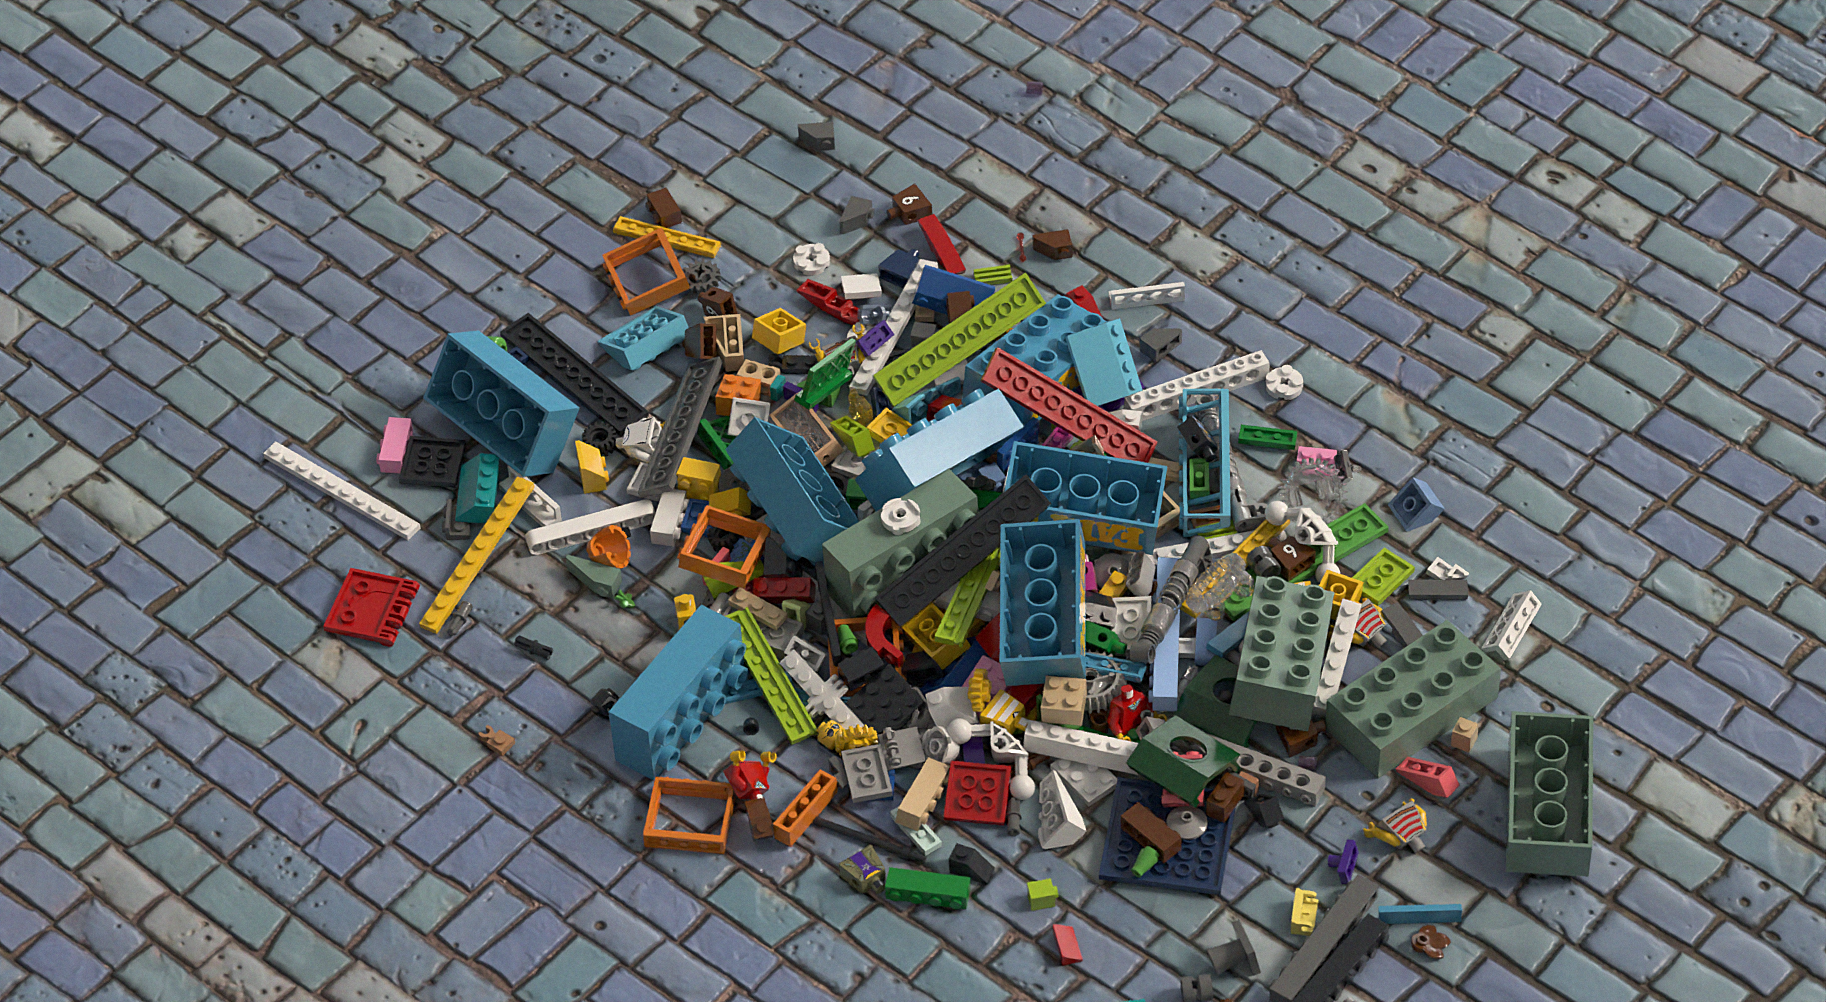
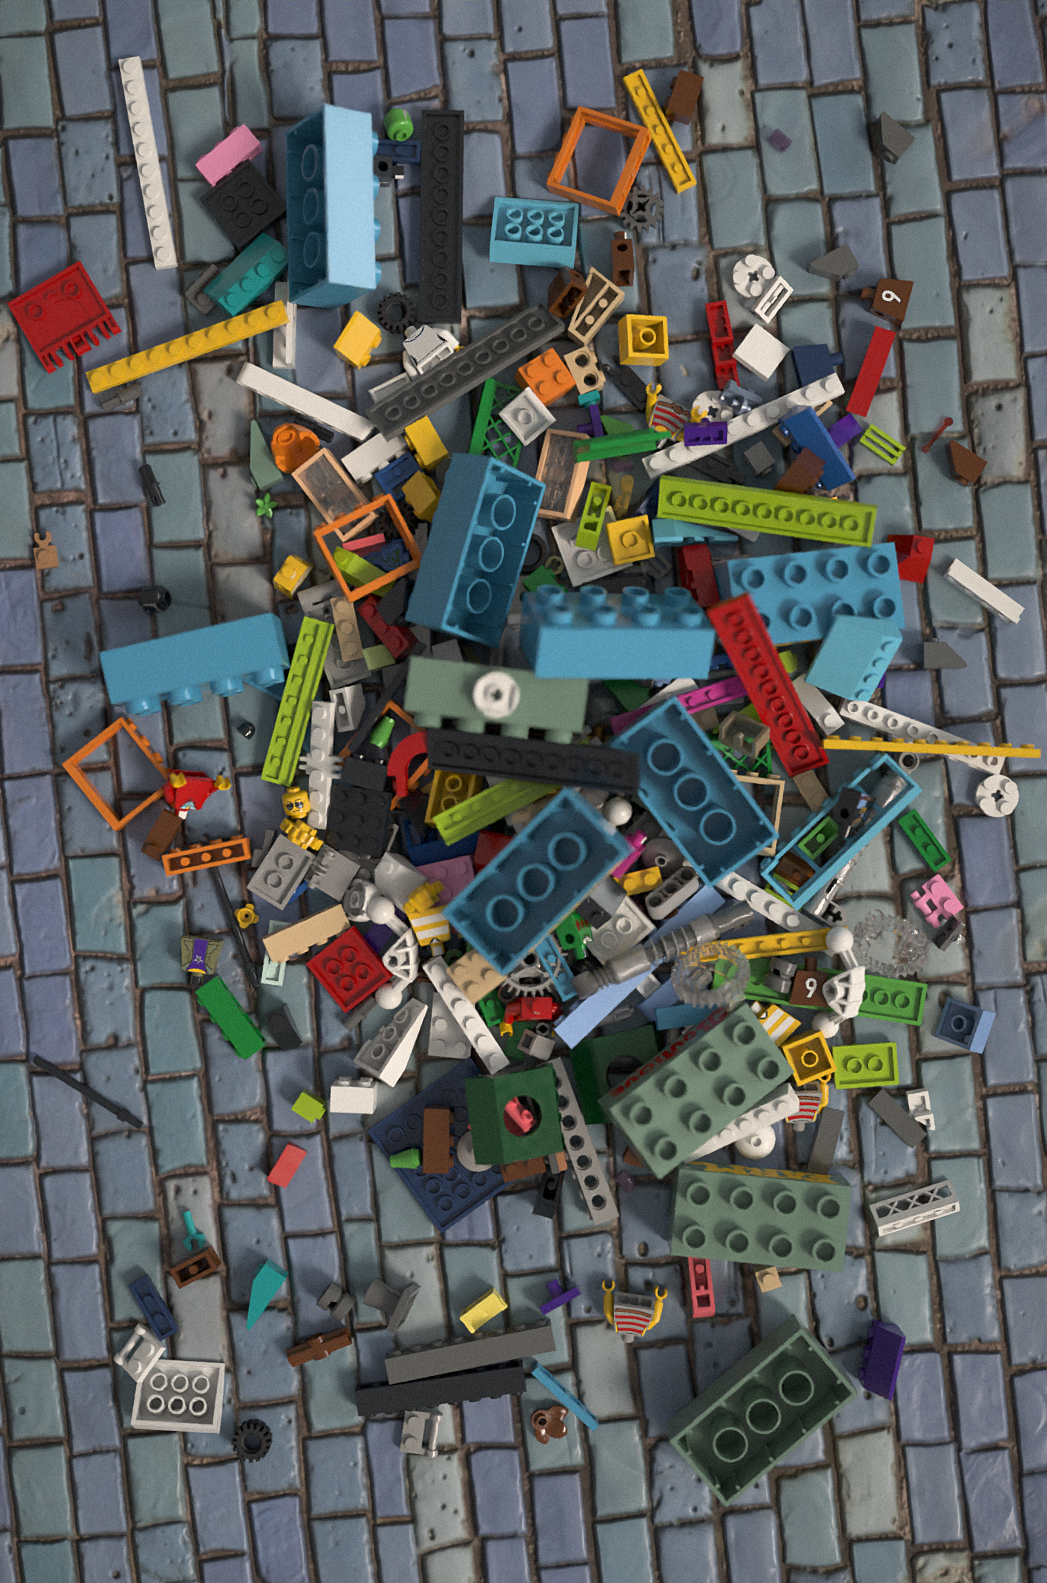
camera: 40 degrees right, 40 degrees up
(657, 552) = (333, 492): none -> clear brick
(749, 186) = (780, 140): none -> clear purple hinge
(833, 258) = (769, 296): none -> white tile
(839, 404) = (622, 464): none -> hinge
(871, 822) = (240, 914): none -> yellow plate
(1065, 856) = (353, 1095): none -> white brick
(1209, 375) = (938, 747): none -> yellow plate
(1358, 665) = (757, 1144): none -> white cylinder
(1592, 701) = (881, 1358): none -> dark purple slope

